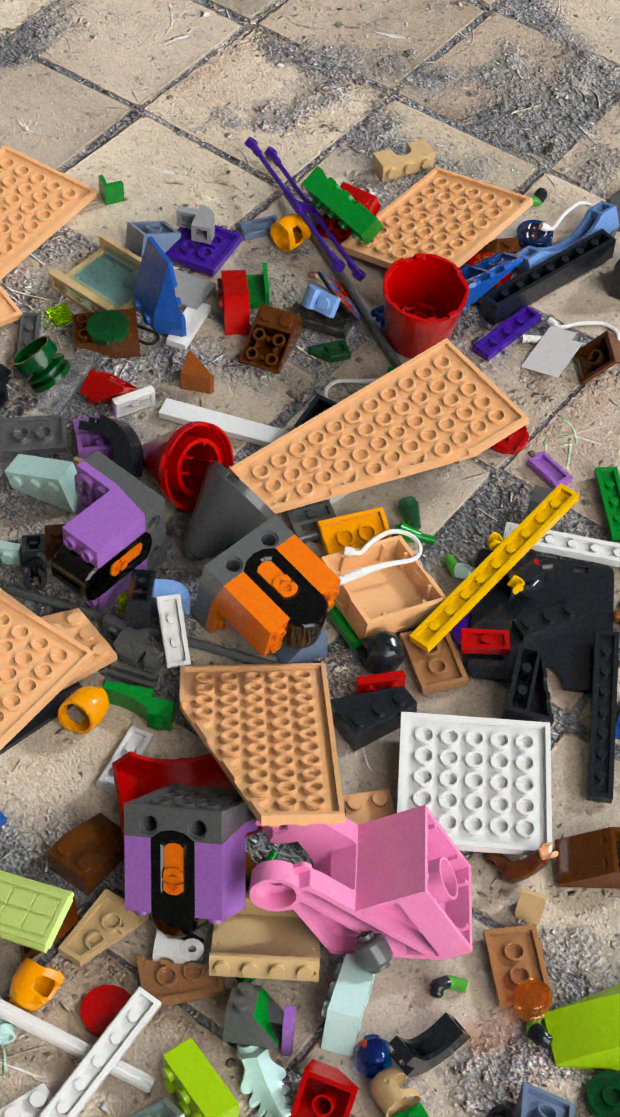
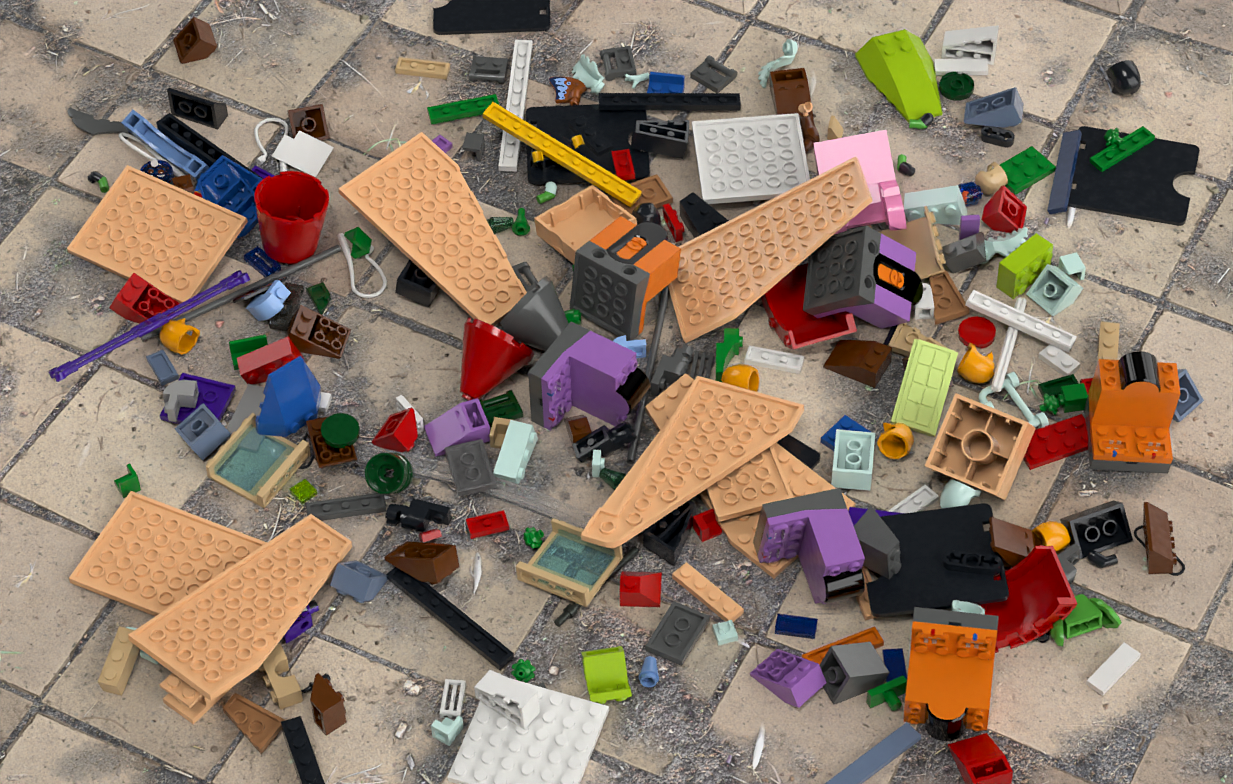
camera: 95 degrees left, 0 degrees up
(123, 439) = (490, 389): black arch -> none
(140, 599) = (649, 353): black slope -> none
(173, 631) = (655, 341): white tile -> none
(195, 375) = (368, 379): dark orange slope -> none
(232, 426) = (420, 354): white tile -> none
(341, 207) = (157, 289): green wedge -> none
(352, 530) = (531, 252): light orange tile -> none
(361, 572) = (567, 235): white piece -> none
(372, 952) = (908, 185): dark grey head -> none
(391, 166) = (66, 281): tan arch -> none
(430, 1047) = (954, 167): black arch -> none
(513, 957) = (894, 125): medium nougat plate -> none
(531, 1000) = (910, 117): clear orange wheel -> none

